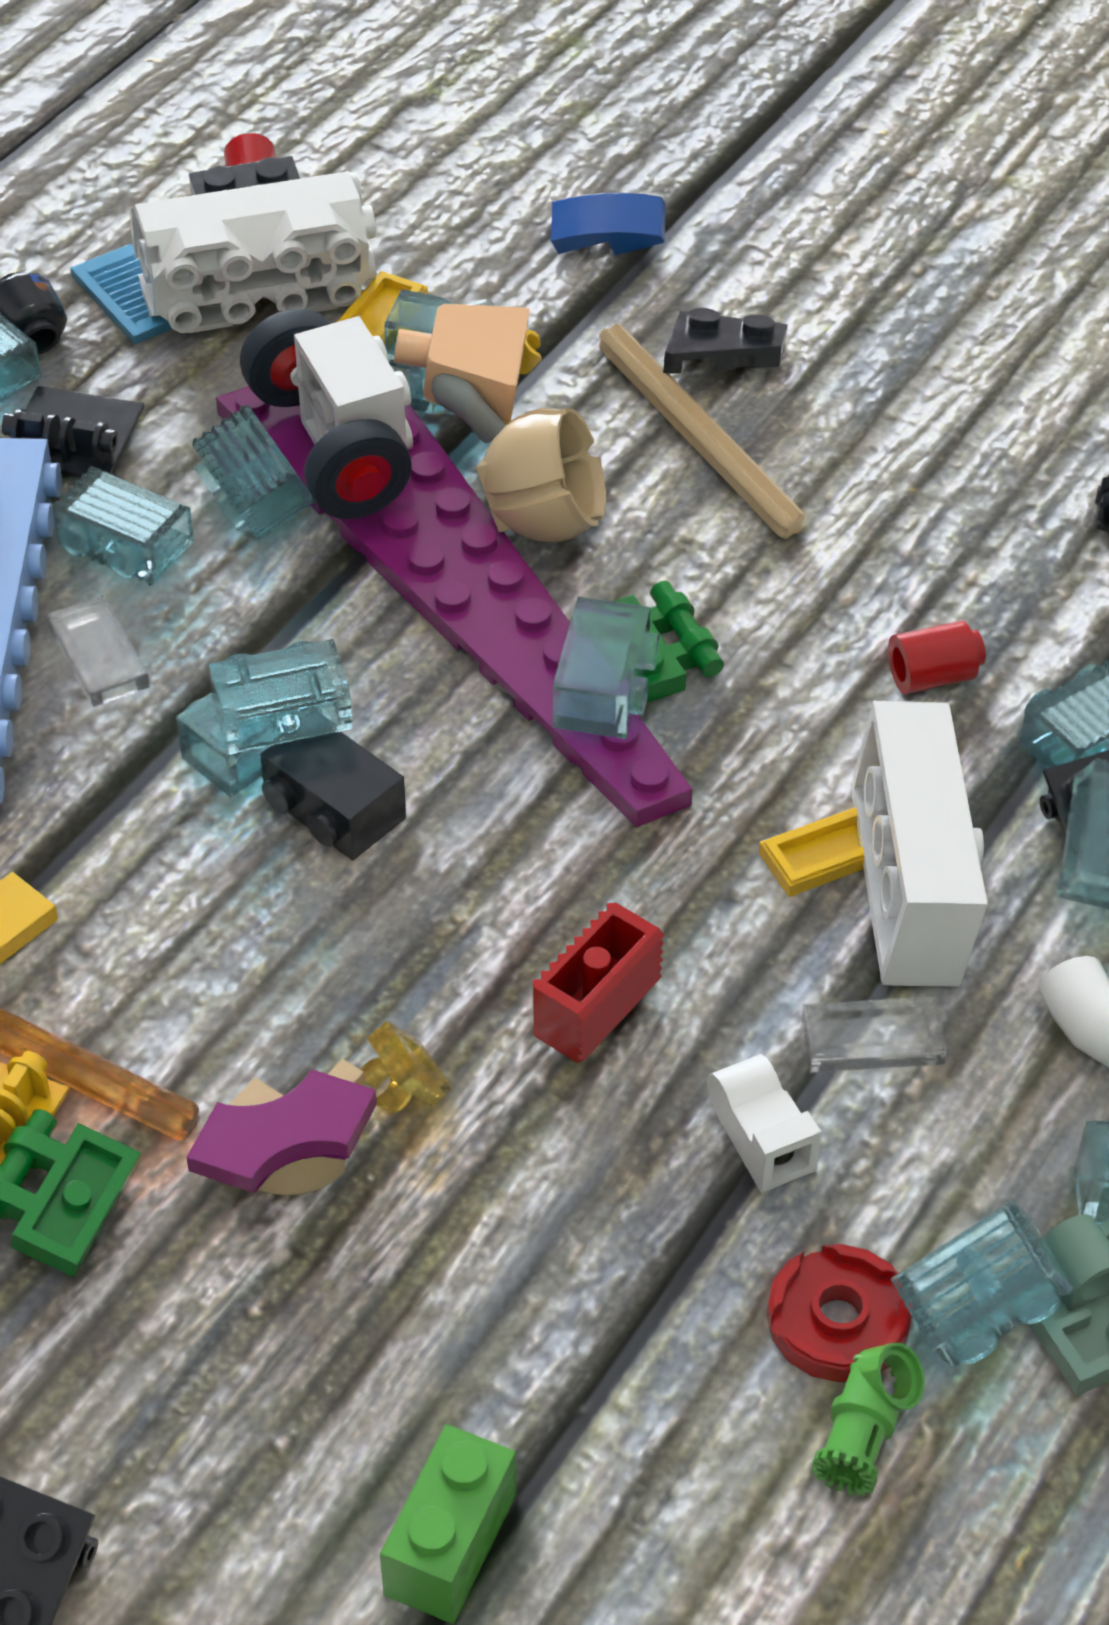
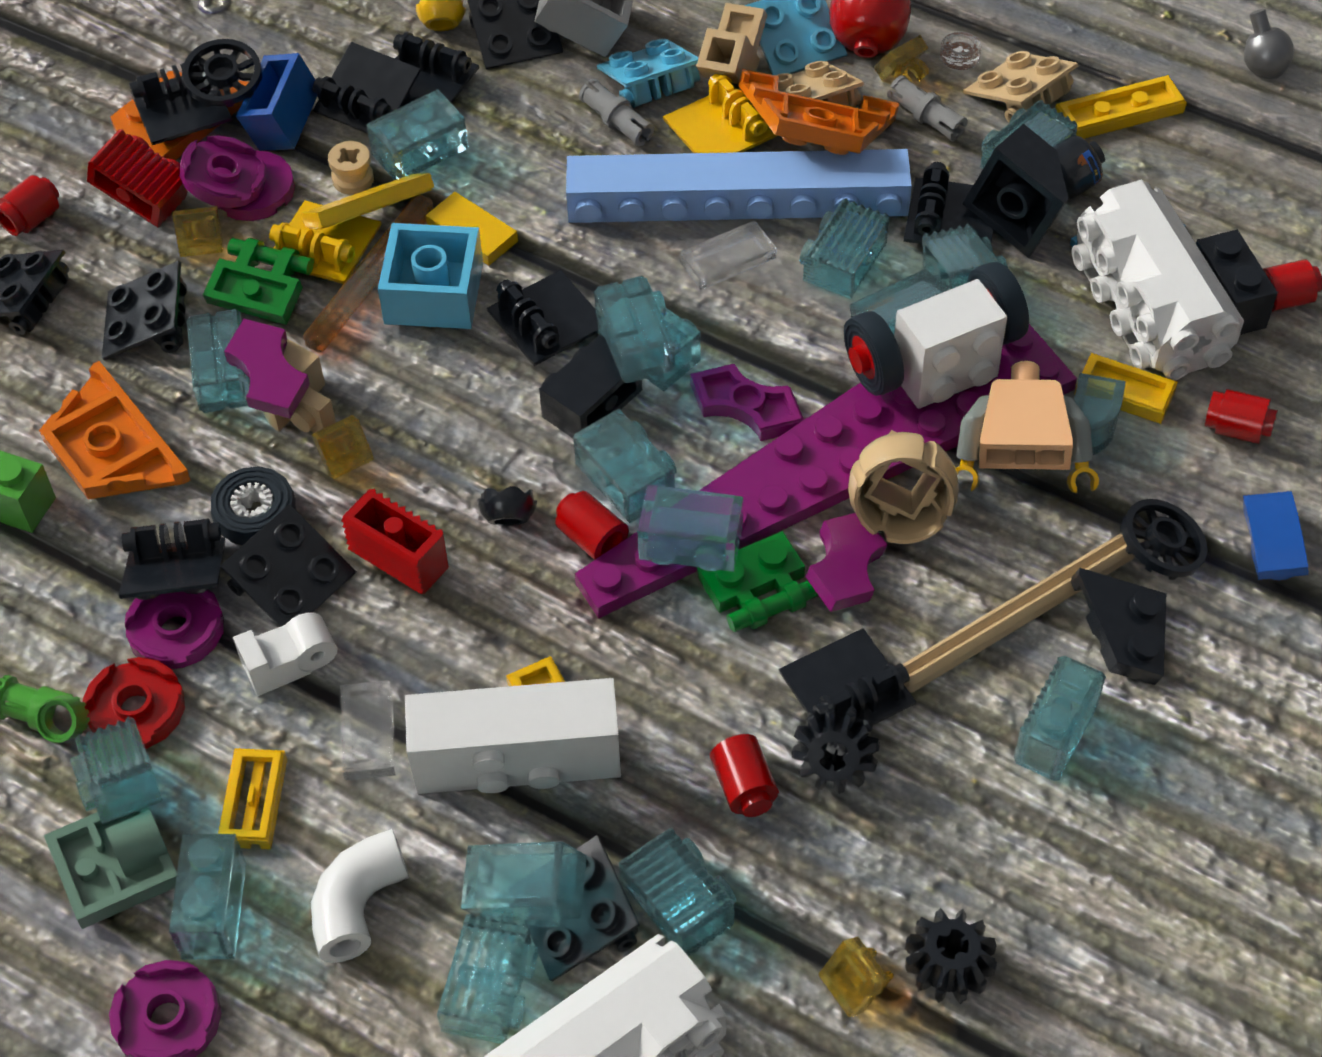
camera: 90 degrees right, 5 degrees up
(85, 336) = (1020, 190): none -> black slope
(91, 1353) = (146, 311): none -> black hinge
(103, 953) = (431, 275): none -> medium azure brick
(180, 407) = (956, 253): none -> clear light blue brick
(182, 843) = (544, 316): none -> black hinge
(216, 1233) = (213, 378): none -> clear light blue brick
(353, 1384) = (109, 441): none -> orange wing
(371, 630) = (732, 395): none -> magenta tile
(440, 227) = (1240, 415): none -> red brick
(469, 1167) = (238, 493): none -> black bush
(478, 745) = (622, 462): none -> clear light blue brick
(528, 875) = (507, 506): none -> black plate
(565, 789) = (589, 523): none -> red brick
(609, 301) = (1163, 538): none -> black wheel
(617, 1130) = (287, 568): none -> black hinge
(618, 1259) = (169, 566): none -> black hinge
(649, 557) = (842, 575): none -> magenta tile
(695, 1308) = (179, 646): none -> magenta tile
(801, 570) = (850, 675): none -> black hinge
(852, 398) = (1059, 718): none -> clear light blue brick
(908, 565) = (831, 766): none -> black gear
(985, 1167) = (247, 835): none -> yellow tile

